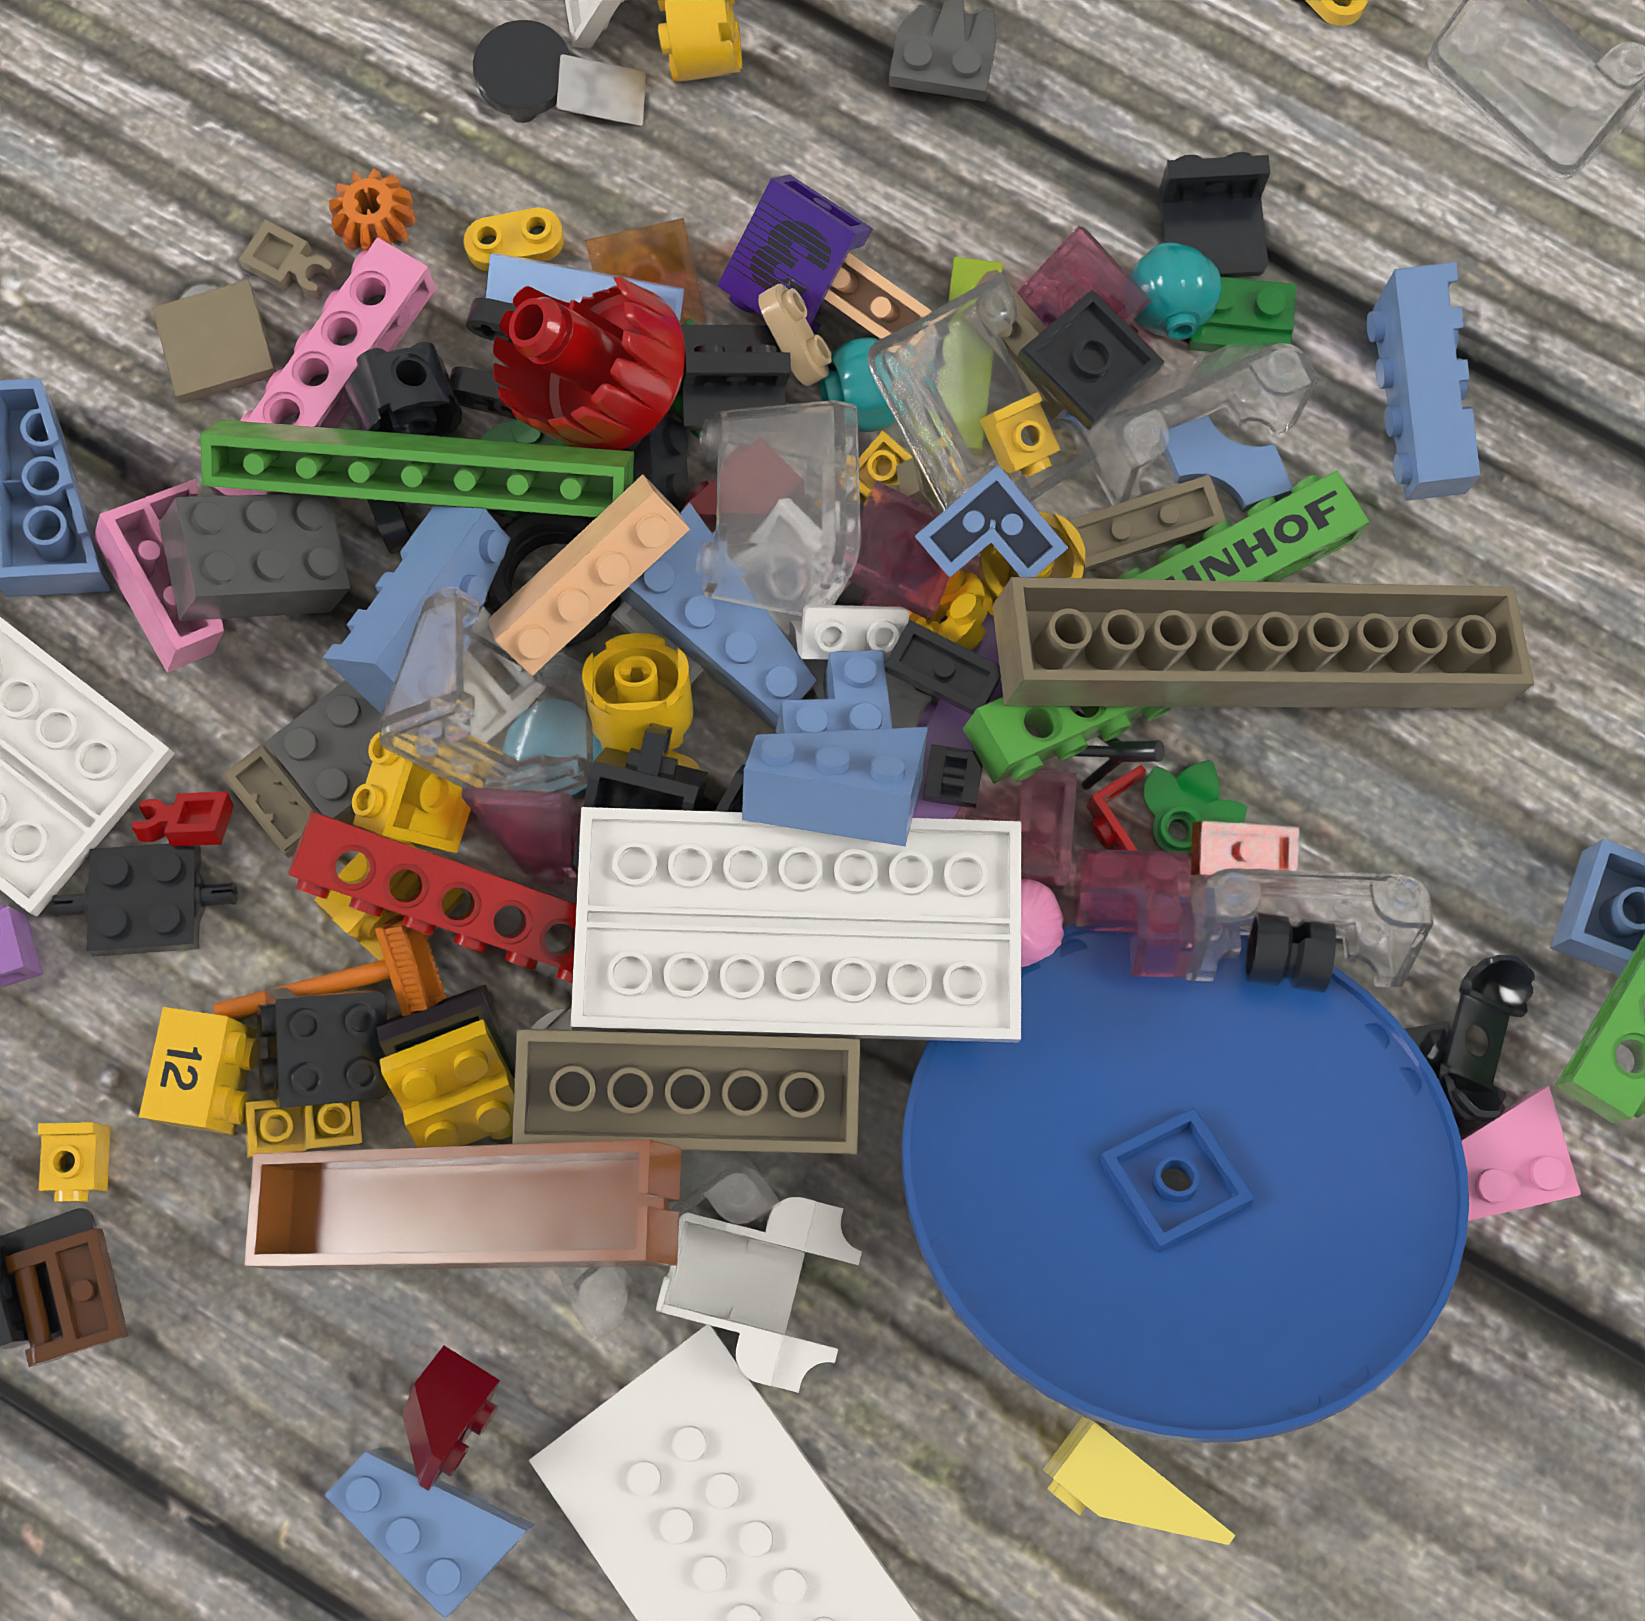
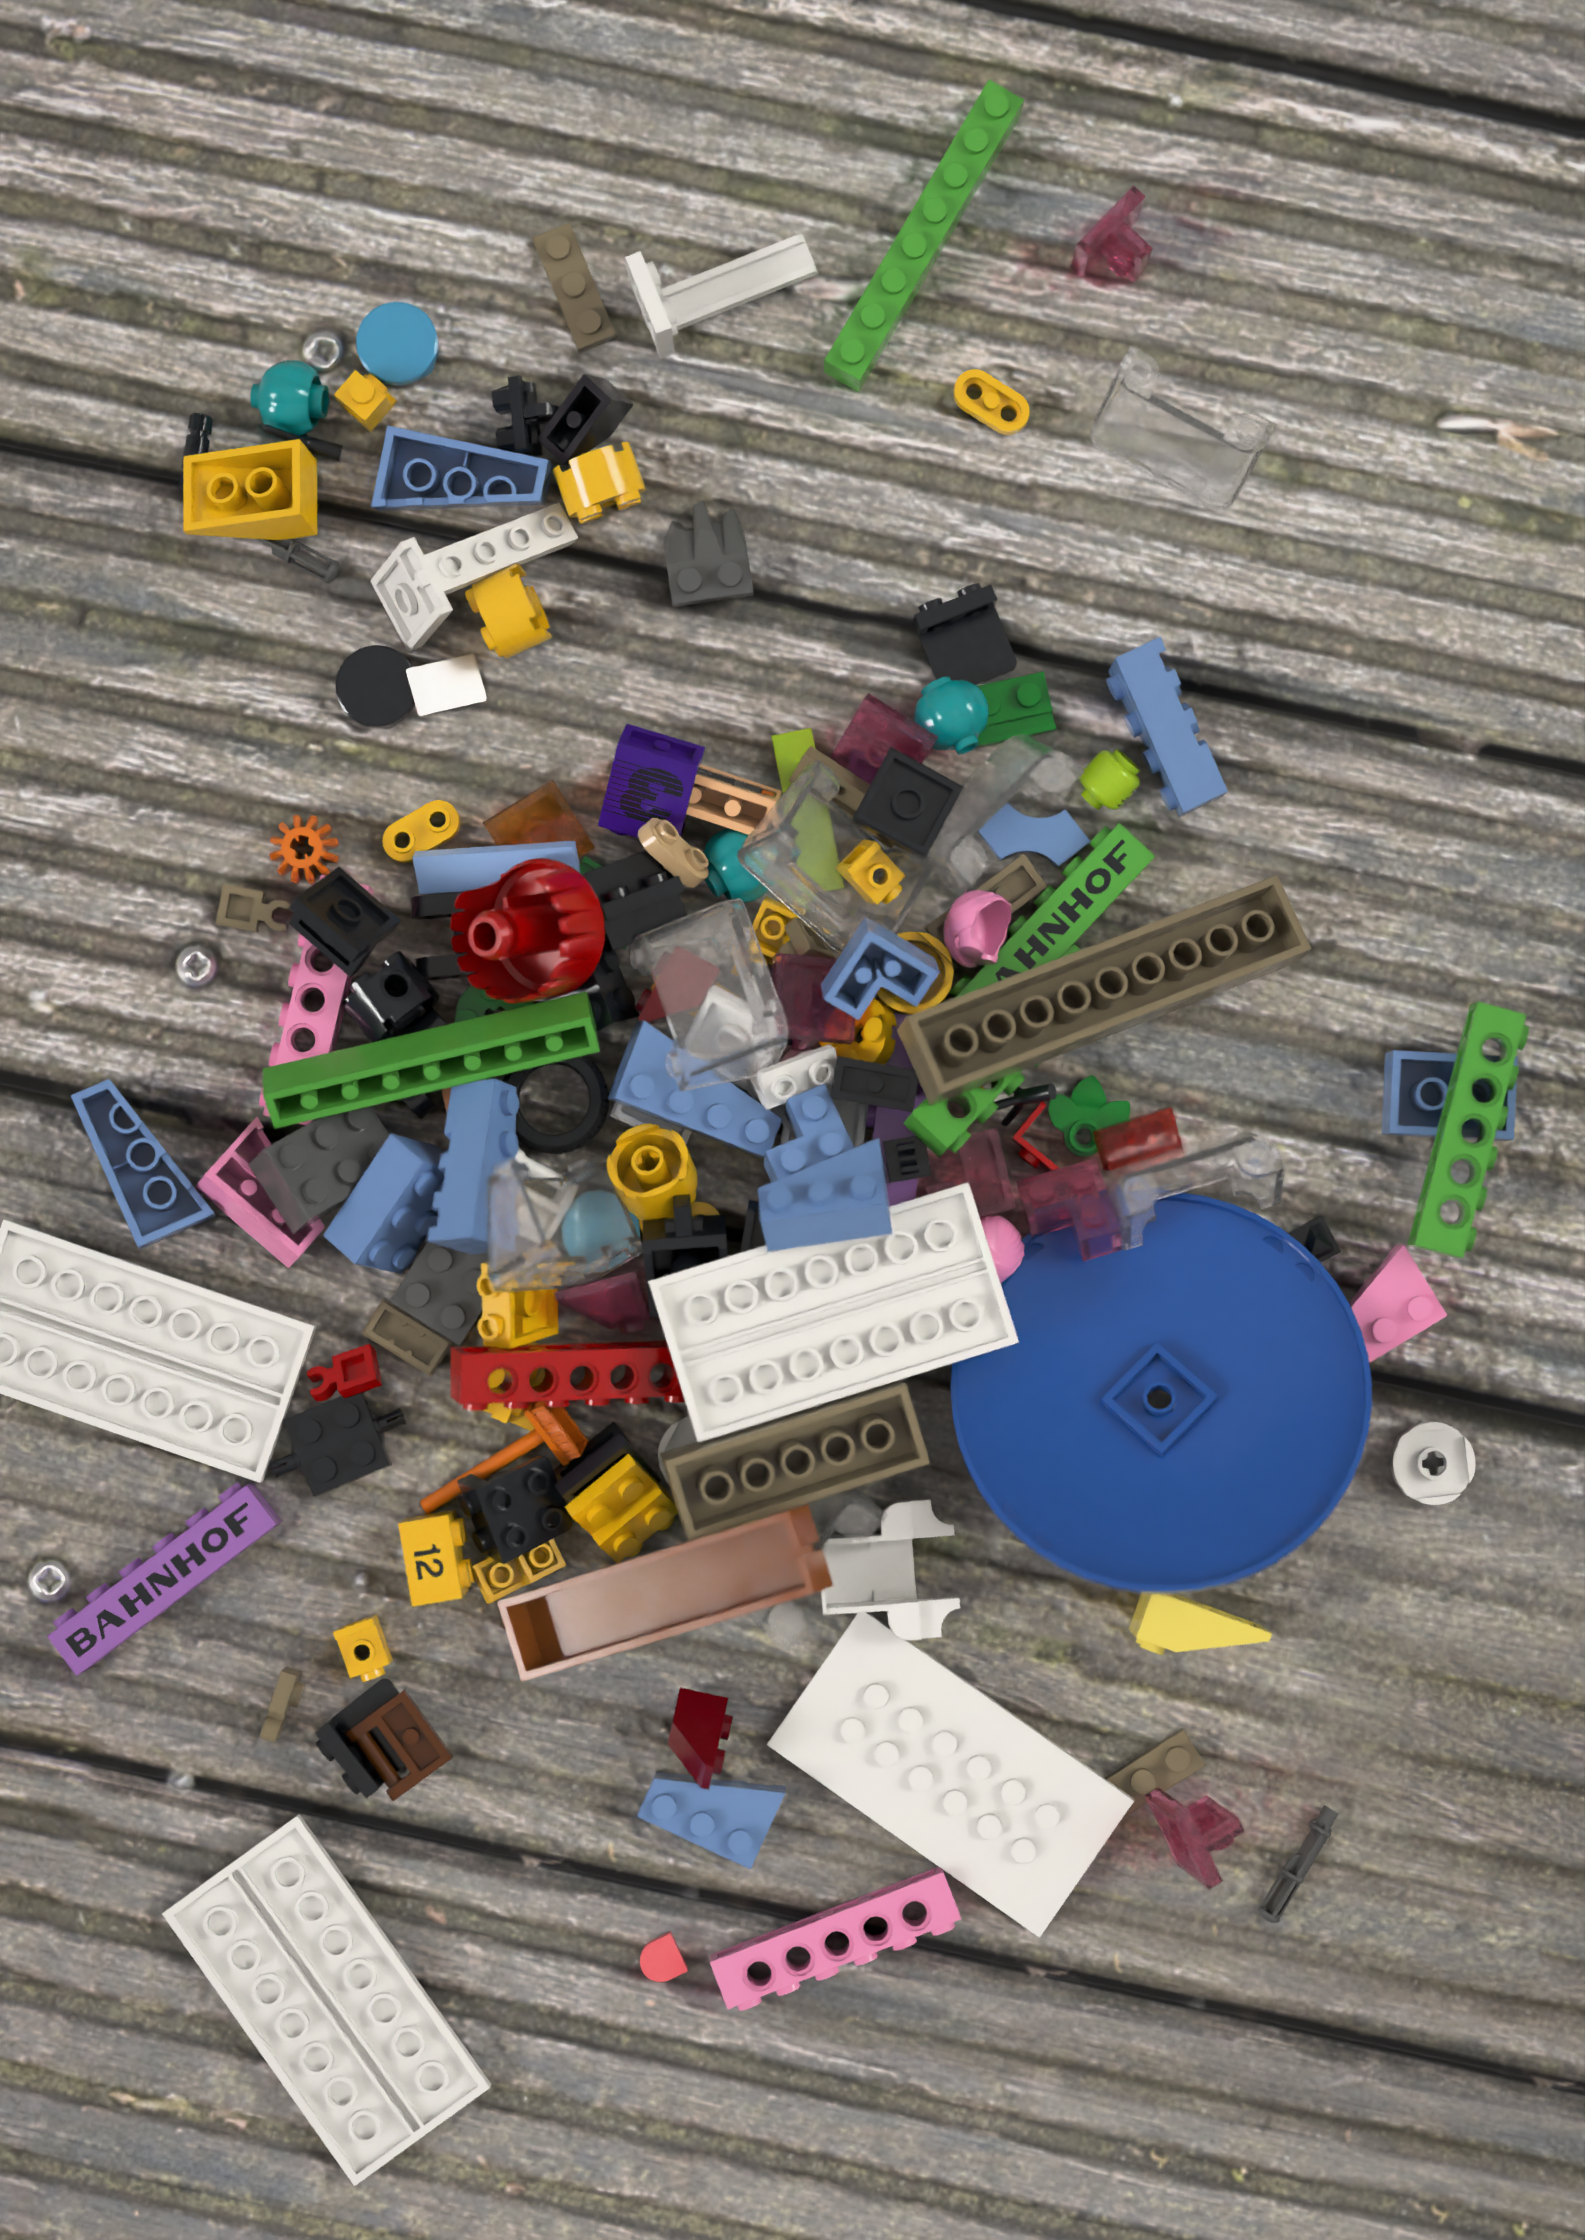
camera: 20 degrees left, 10 degrees up
(214, 341) = (218, 993): dark tan tile -> none
(294, 621) = (390, 1206): none -> medium blue brick
(376, 282) = (342, 920): none -> black bracket
(587, 575) = (590, 1104): light nougat brick -> none
(1128, 531) = (977, 928): none -> bright pink hair
(1290, 952) = (1192, 1208): black wheel -> none
(1338, 425) = (1109, 779): none -> lime head
(1488, 998) = (1346, 1190): black piece -> none
(1528, 1364) = (1446, 1443): none -> white plate

